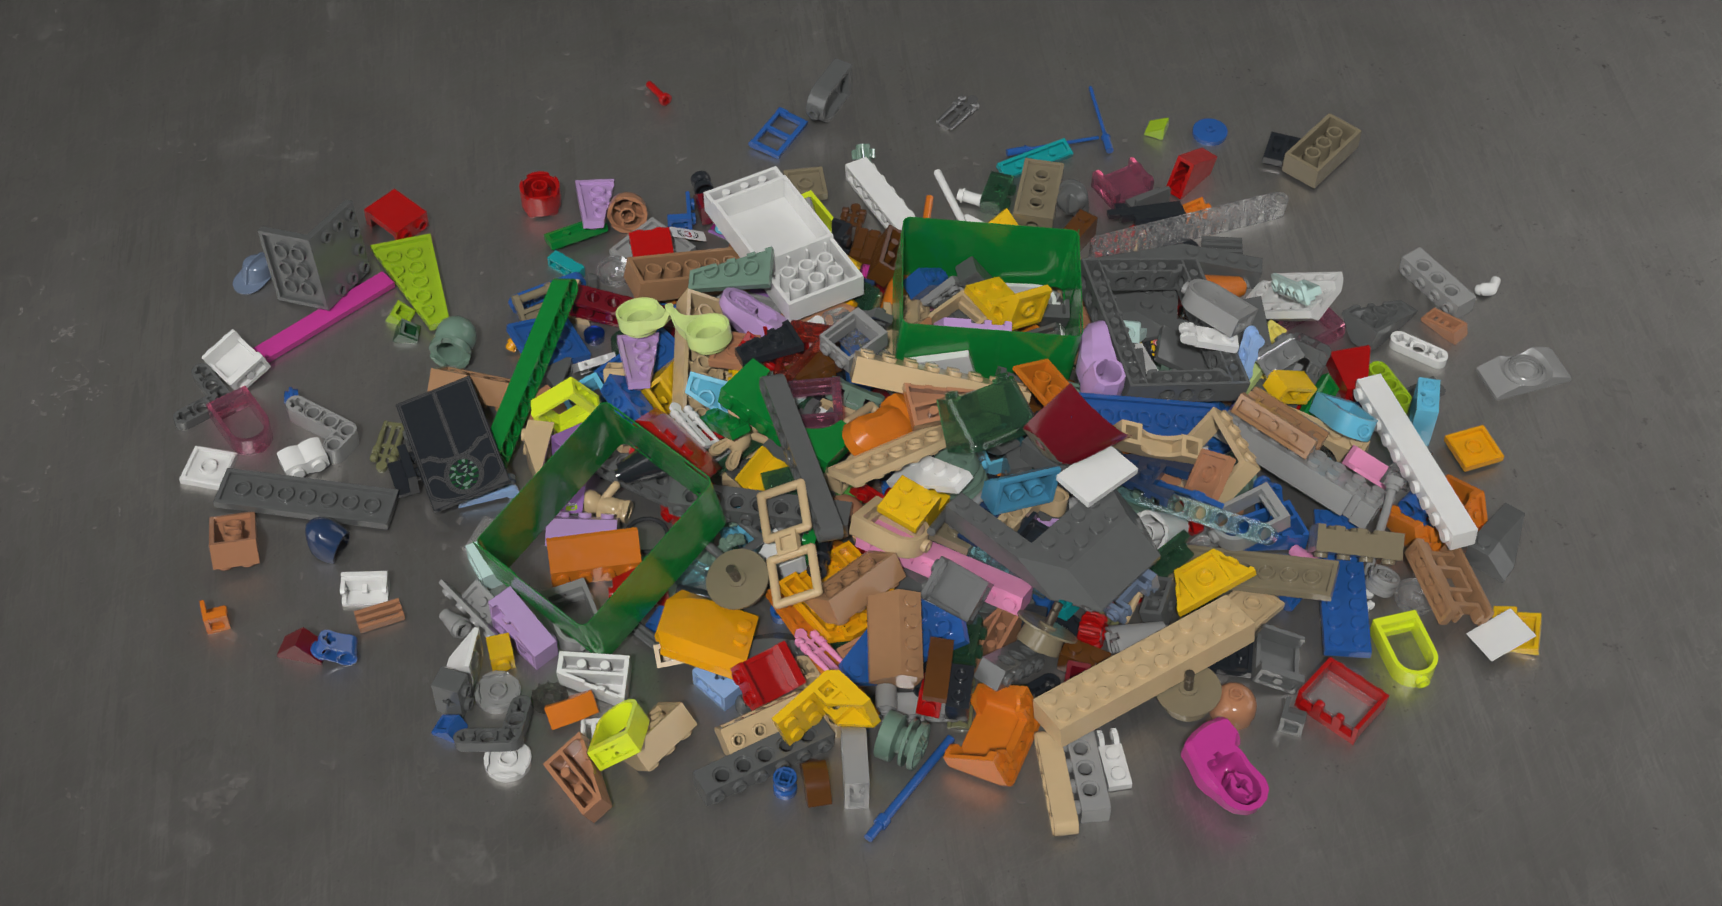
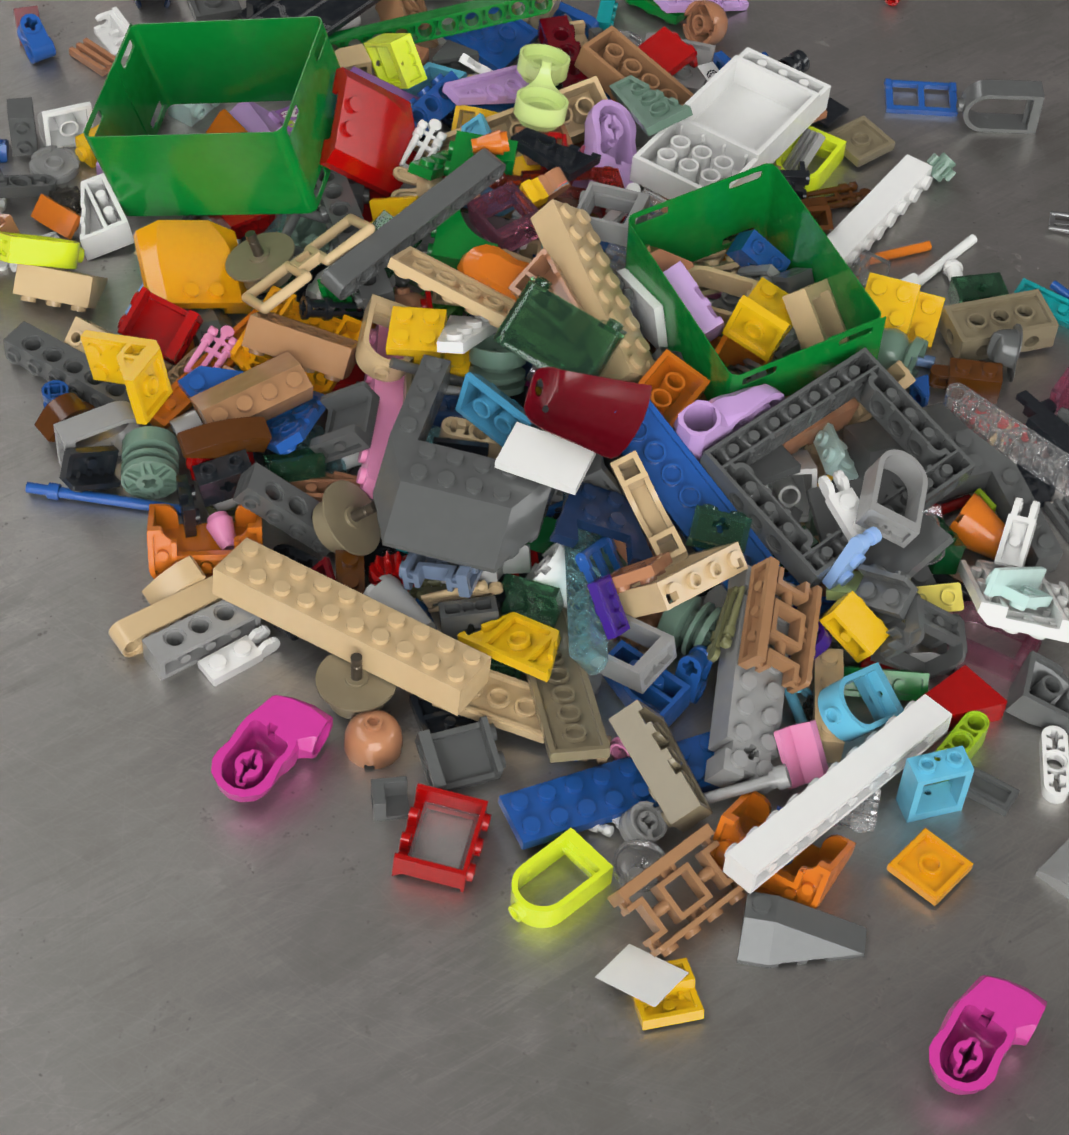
camera: 60 degrees right, 0 degrees up
(754, 369) = (495, 142): none -> orange cone
(806, 363) = (545, 186): none -> leg
(885, 786) = (90, 468): none -> black bracket
(960, 731) = (186, 497): none -> black wing
(991, 722) = (222, 529): none -> bright pink cone
(1016, 274) = (814, 314): none -> tan window
(1029, 772) = (173, 580): none -> tan slope
(1184, 416) = (704, 532): none -> clear green brick
(1233, 503) = (608, 606): none -> dark purple plate
(1243, 272) = (1017, 536): none -> white hinge
(1267, 466) = (725, 626): none -> olive piece
(1619, 478) = (980, 1033): none -> dark pink piece

